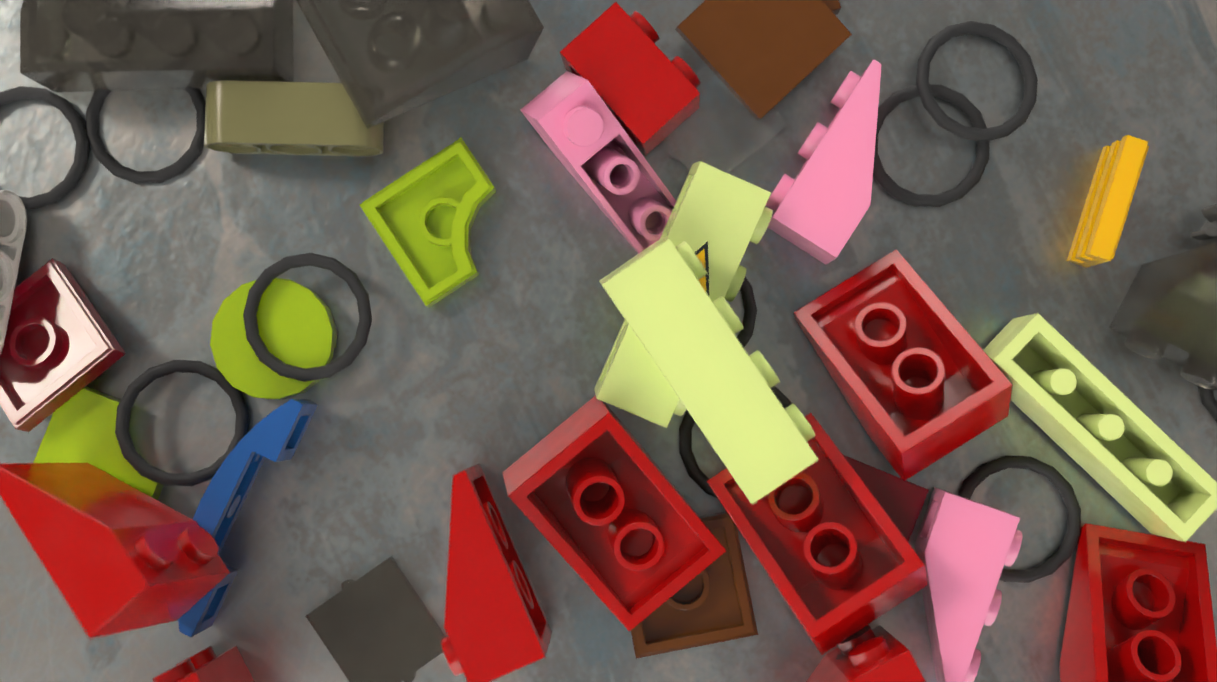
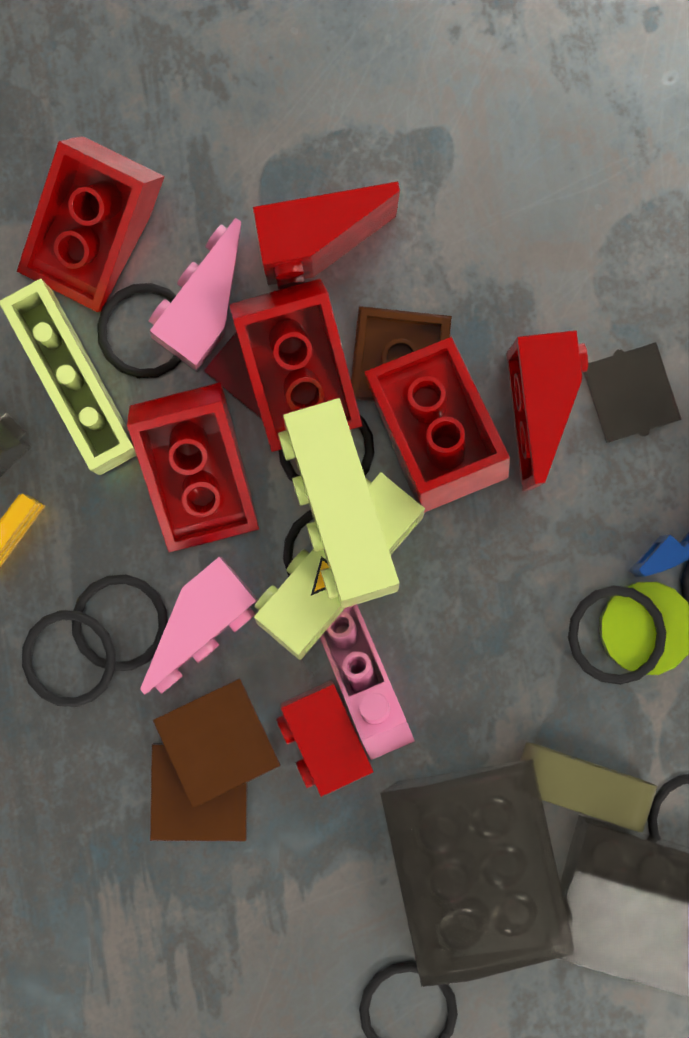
camera: 170 degrees left, 0 degrees up
(430, 218) = (506, 681): lime tile -> none

